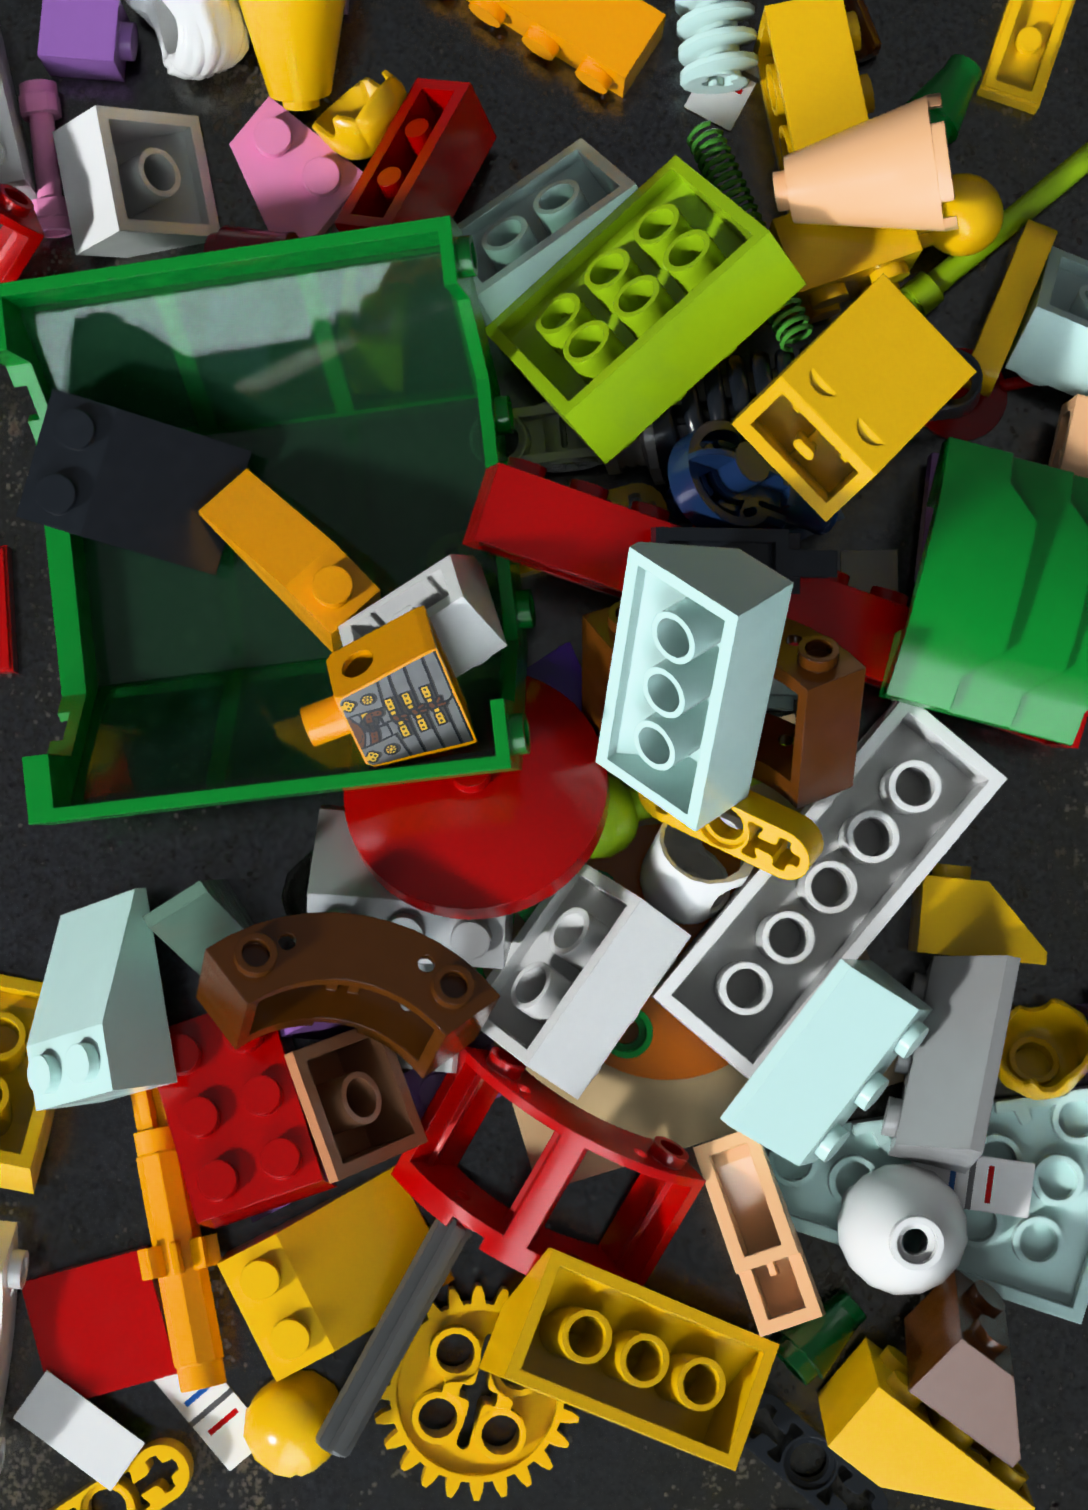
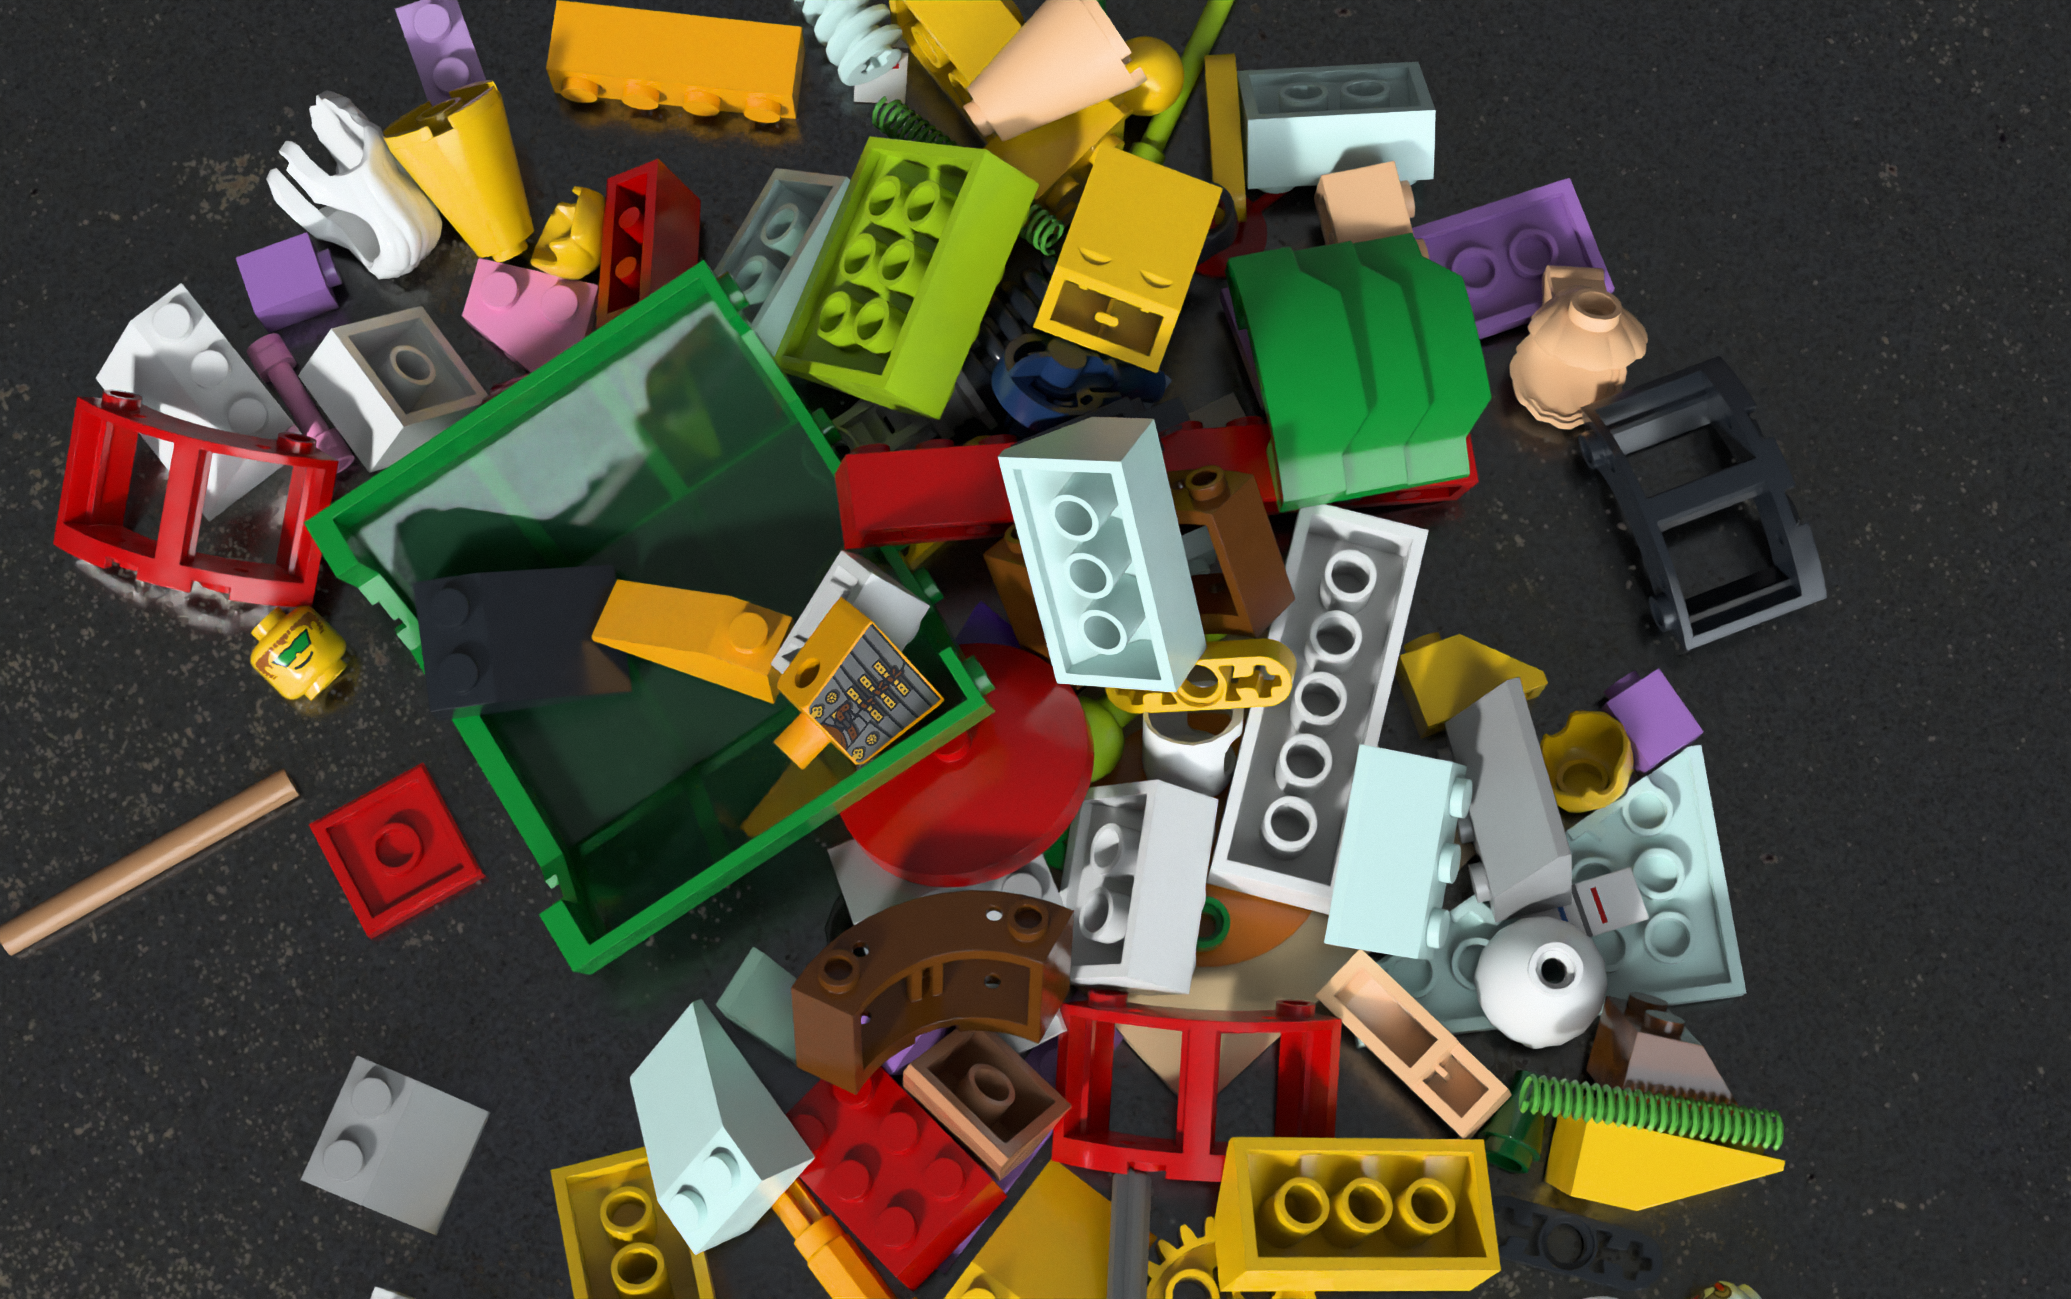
camera: 25 degrees left, 10 degrees down
(865, 1369) = (1715, 1125): none -> bright green piece

